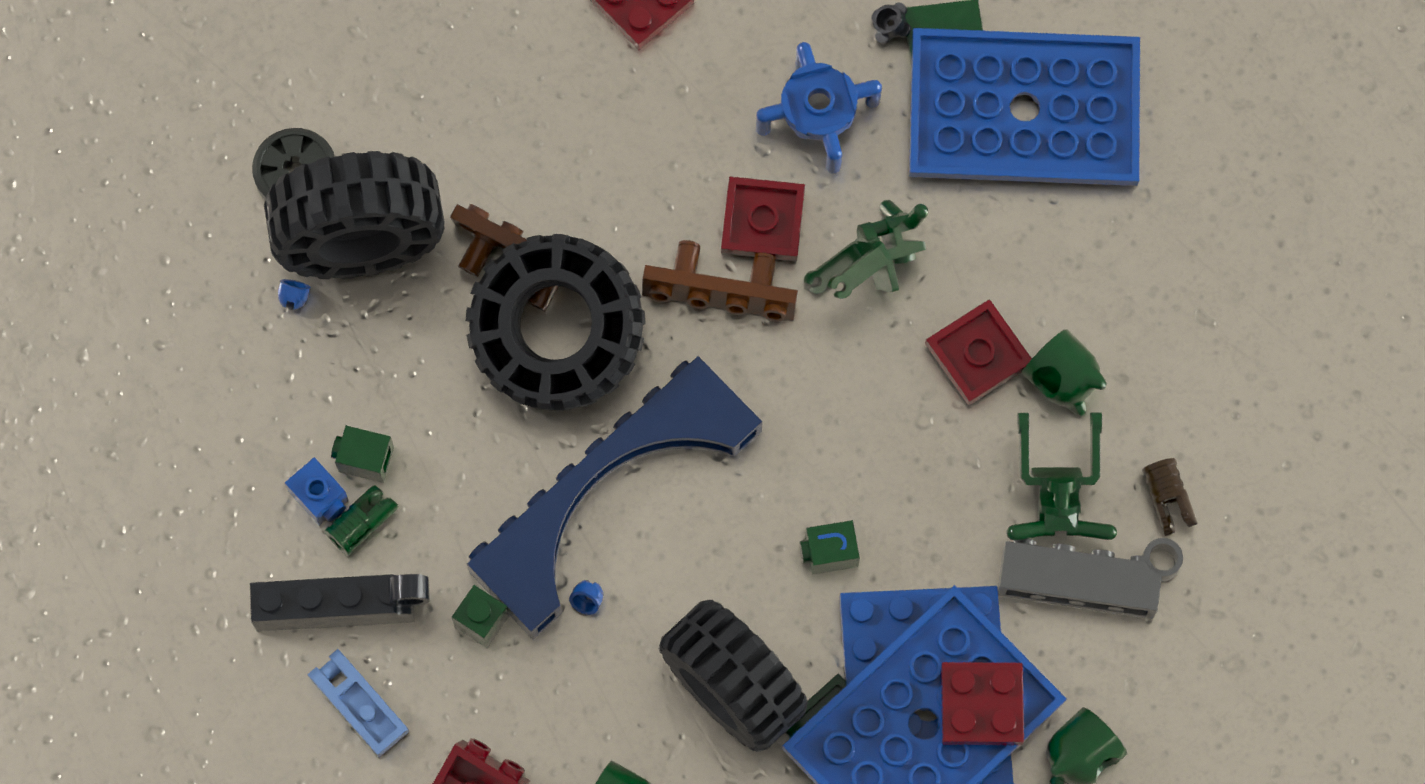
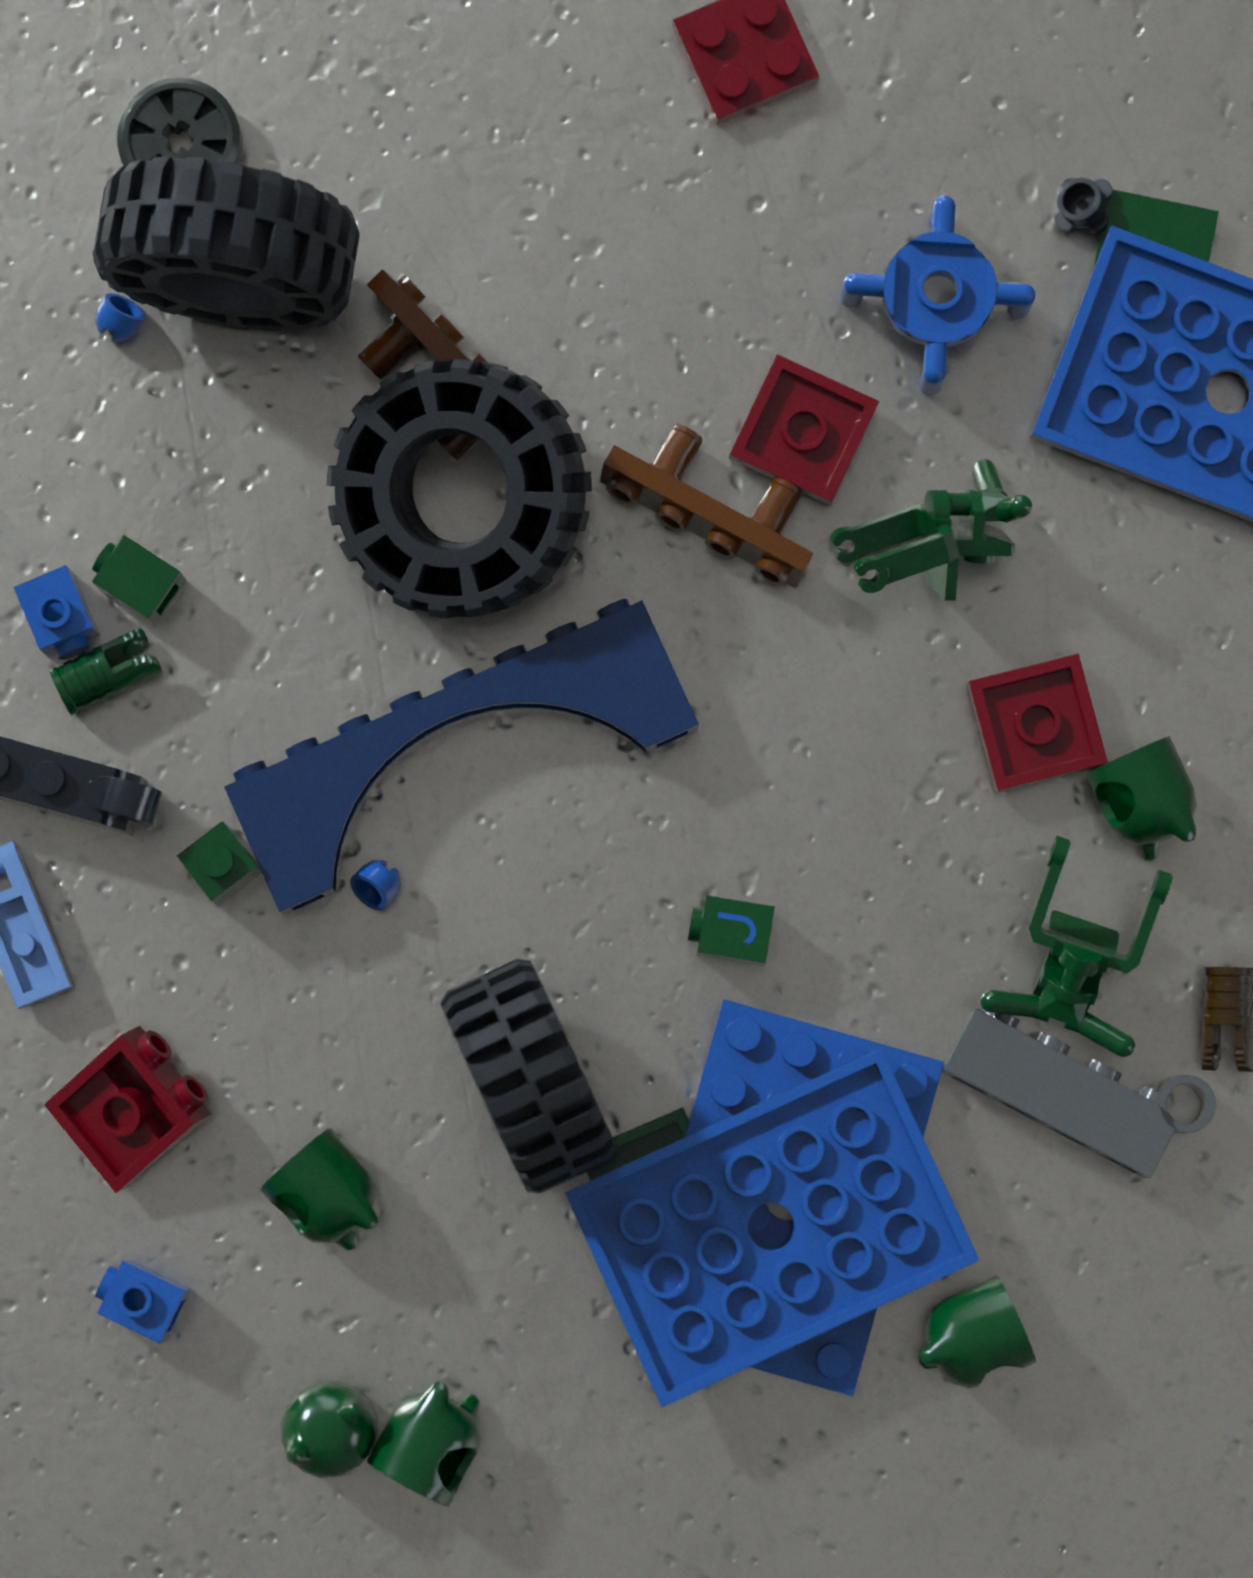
camera: 20 degrees right, 10 degrees up
(982, 703) = (860, 1229): dark red plate -> none

